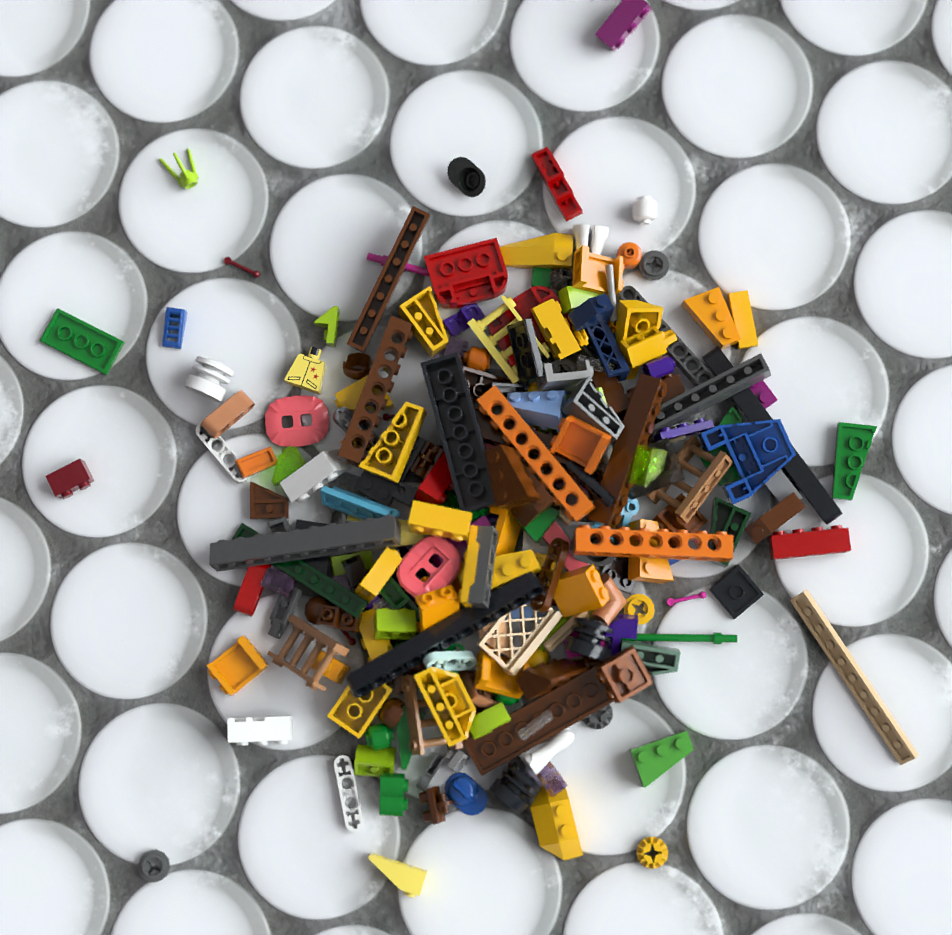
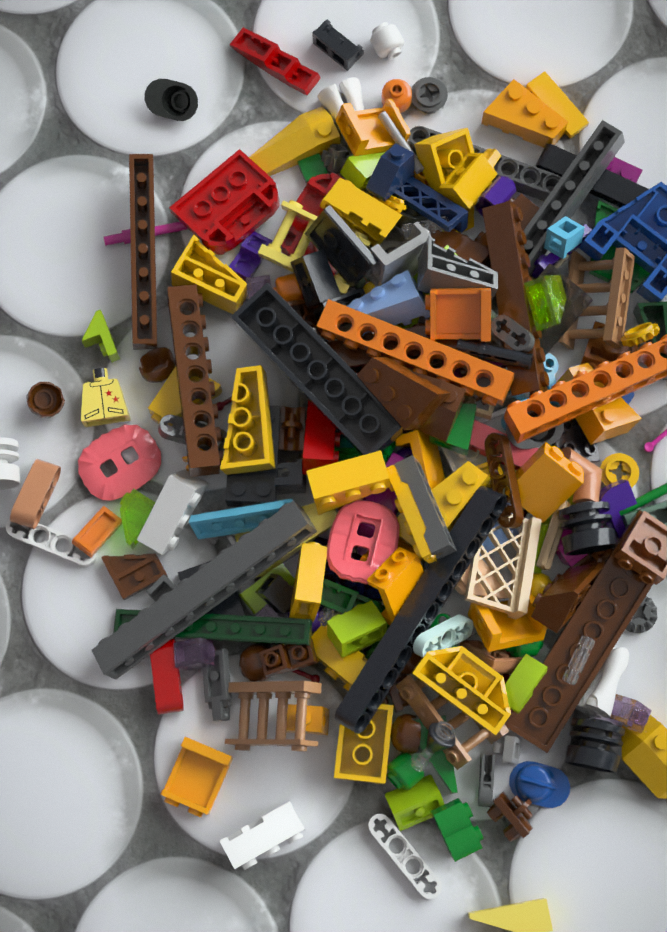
camera: 30 degrees left, 5 degrees down
(268, 351) = (45, 399): none -> reddish brown hair
(410, 728) = (440, 737): none -> clear piece
(497, 362) = (315, 278): none -> black hinge
(608, 194) = (336, 45): none -> black hinge
(614, 474) = (509, 338): none -> dark grey beam
(688, 423) = (563, 237): none -> medium azure brick
(703, 521) = (640, 334): none -> yellow gear

